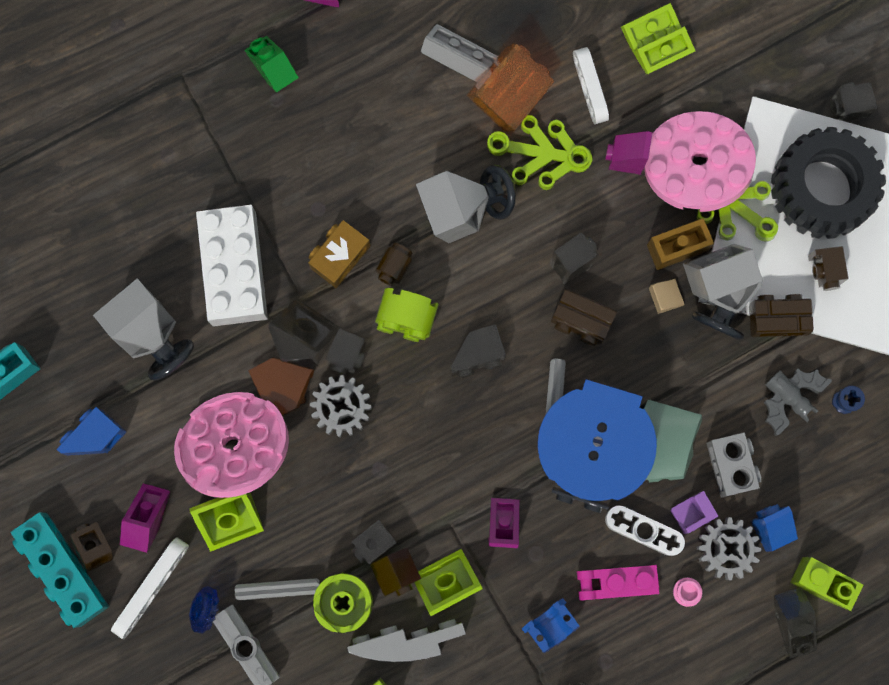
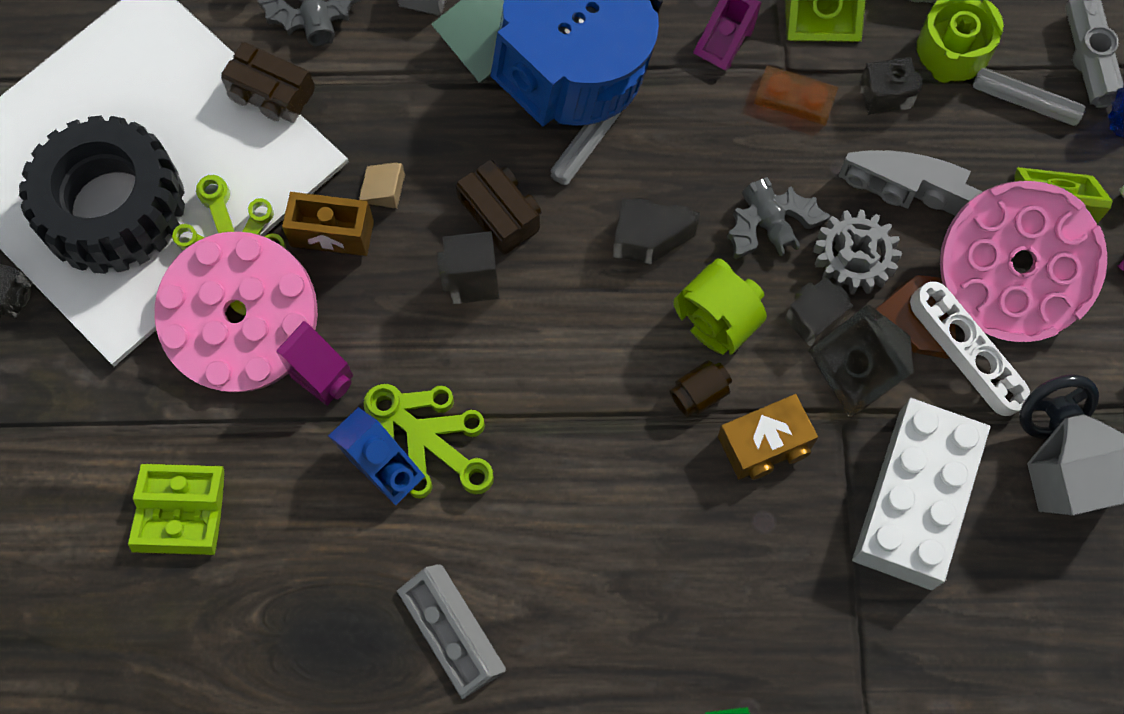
camera: 150 degrees left, 10 degrees down
(241, 374) = (965, 352): none -> white beam
(333, 476) = (907, 175): none -> light grey slope
(396, 572) = (880, 37): dark brown brick -> none
(410, 406) = (769, 213): none -> dark grey animal
(434, 506) = (796, 95): none -> clear orange plate
(458, 204) = (580, 409): light grey piece -> none
(511, 87) = (415, 535): clear orange brick -> none
(562, 118) = (377, 455): none -> blue slope
(590, 85) = (307, 489): white beam -> none
(727, 280) = (308, 145): light grey piece -> none
(829, 267) = (171, 107): dark brown brick -> none

